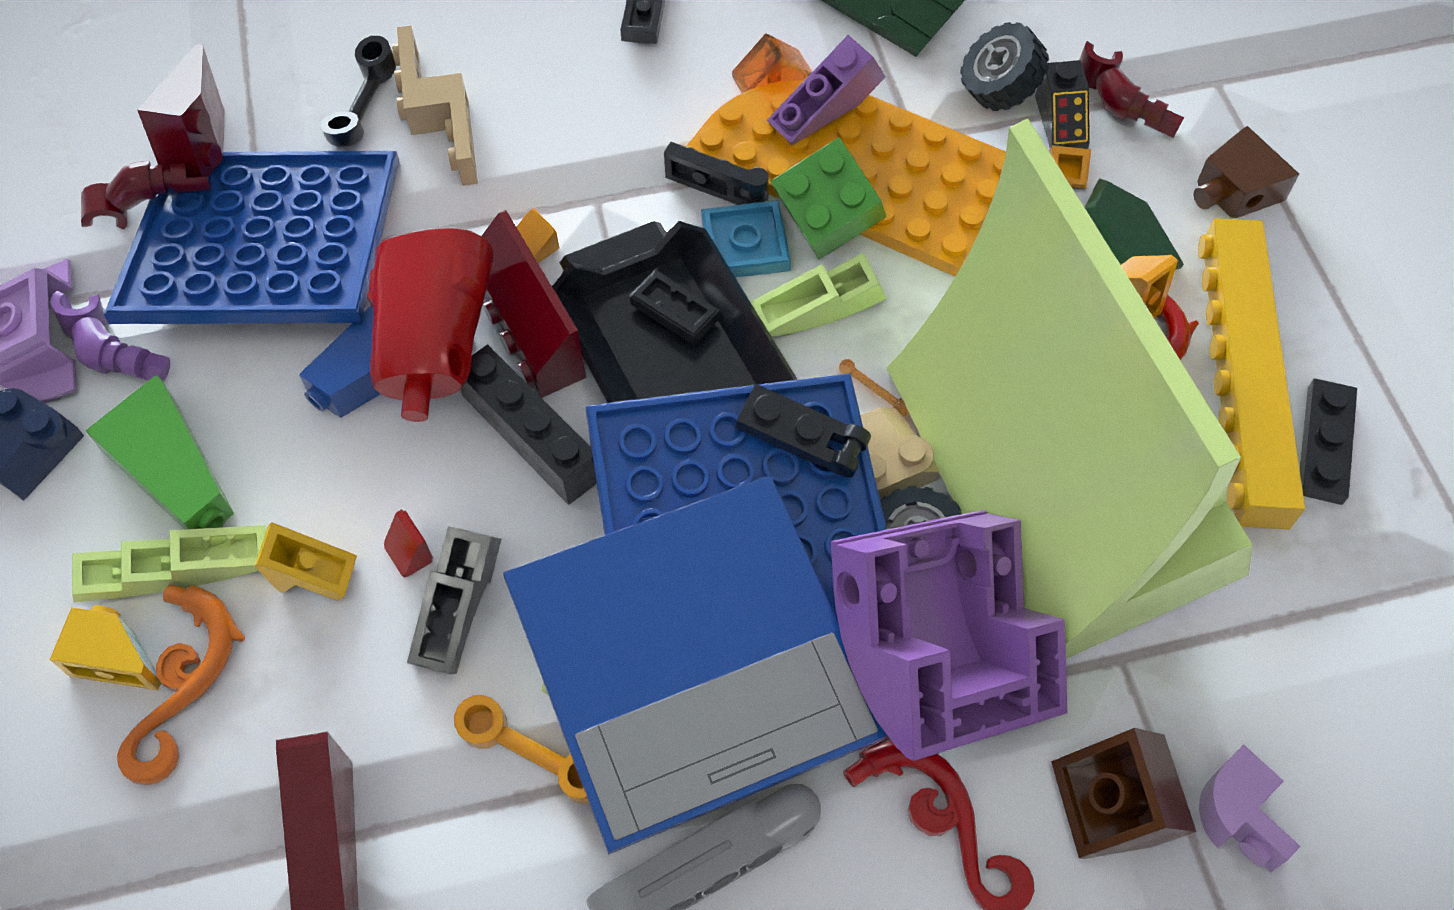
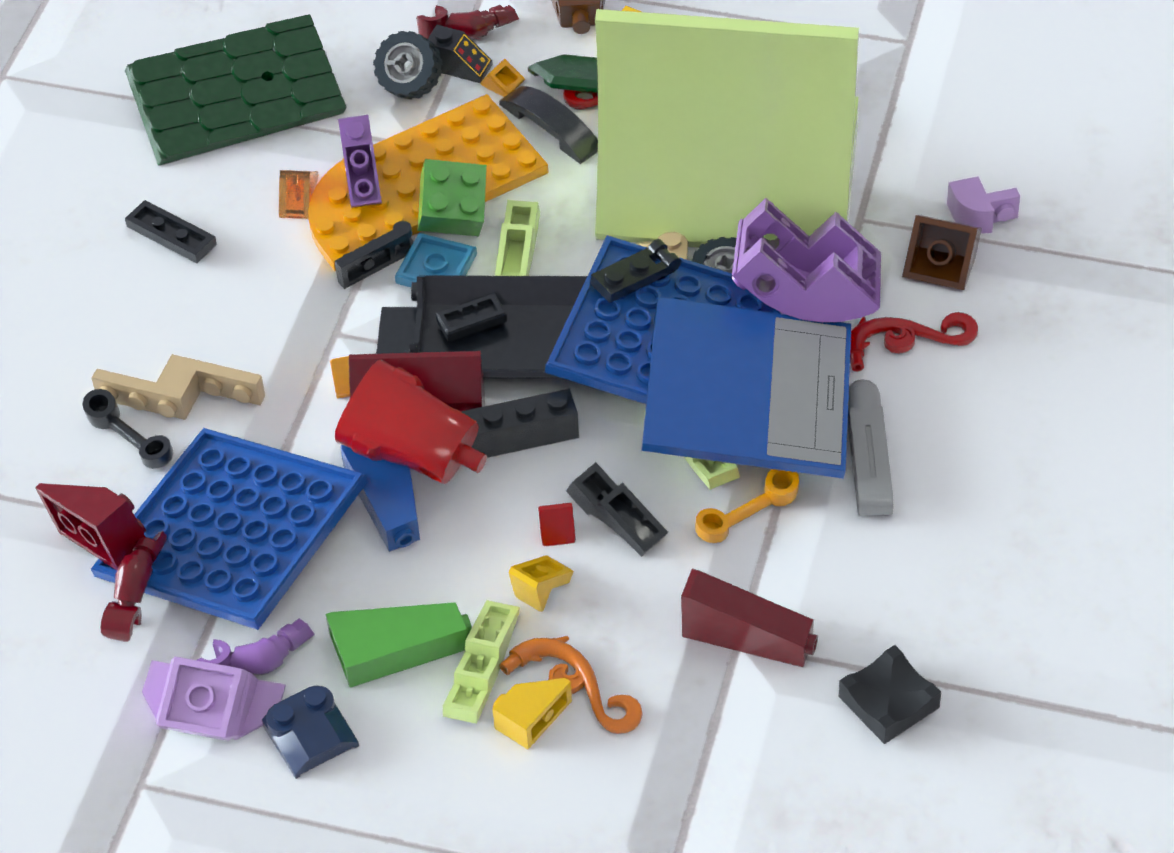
camera: 60 degrees left, 10 degrees down
(848, 366) = (577, 254): clear orange hinge -> none

